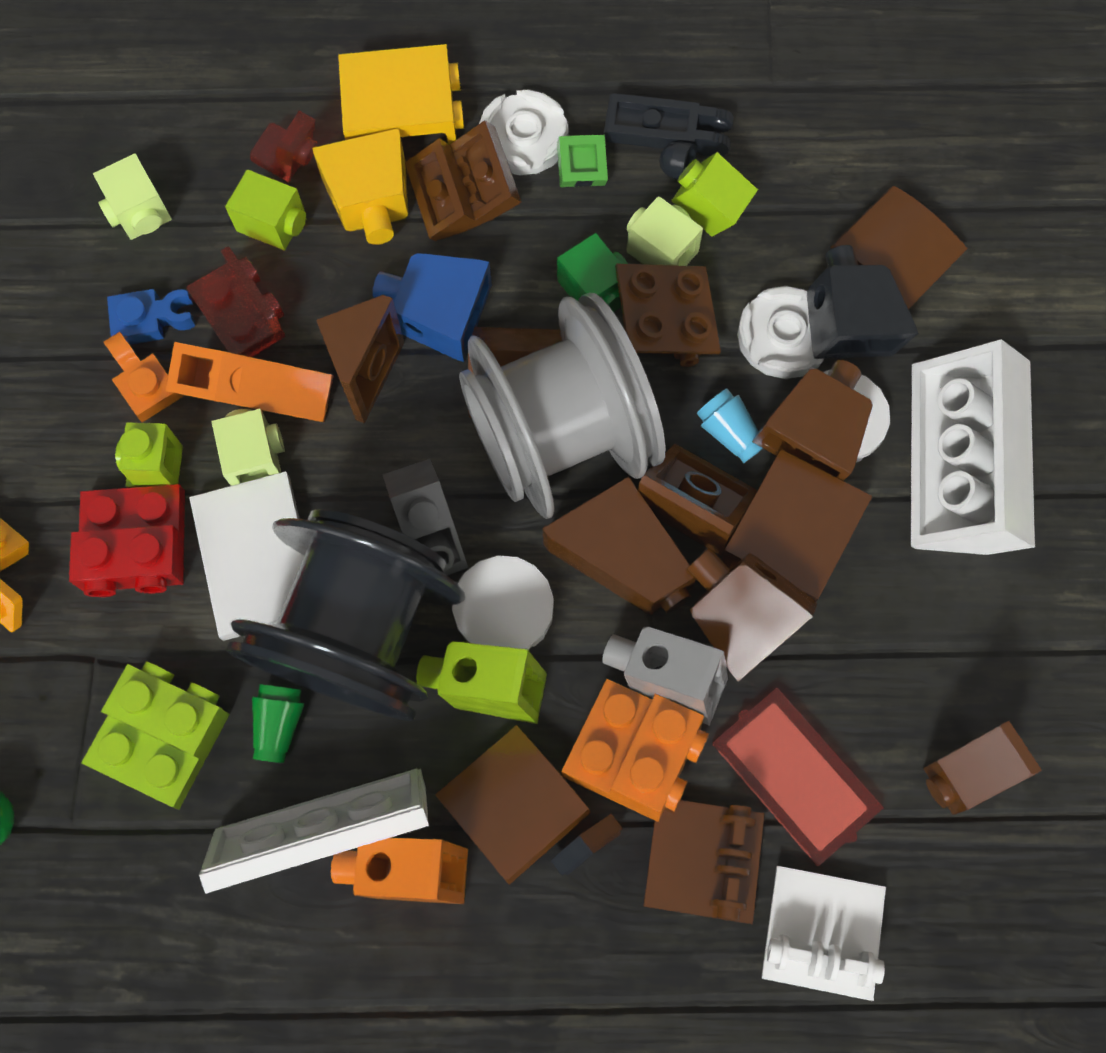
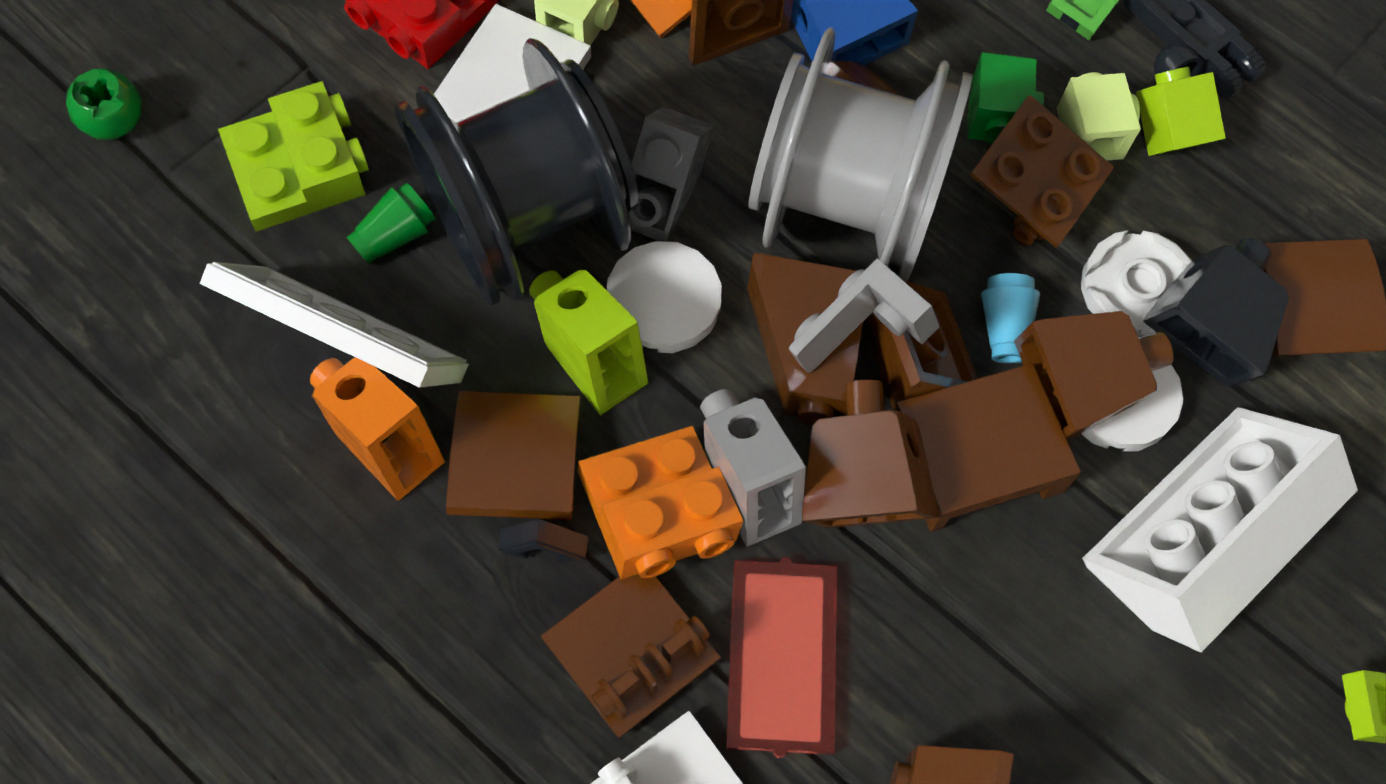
camera: 35 degrees right, 5 degrees down
(683, 493) = (861, 294): none -> light grey bracket

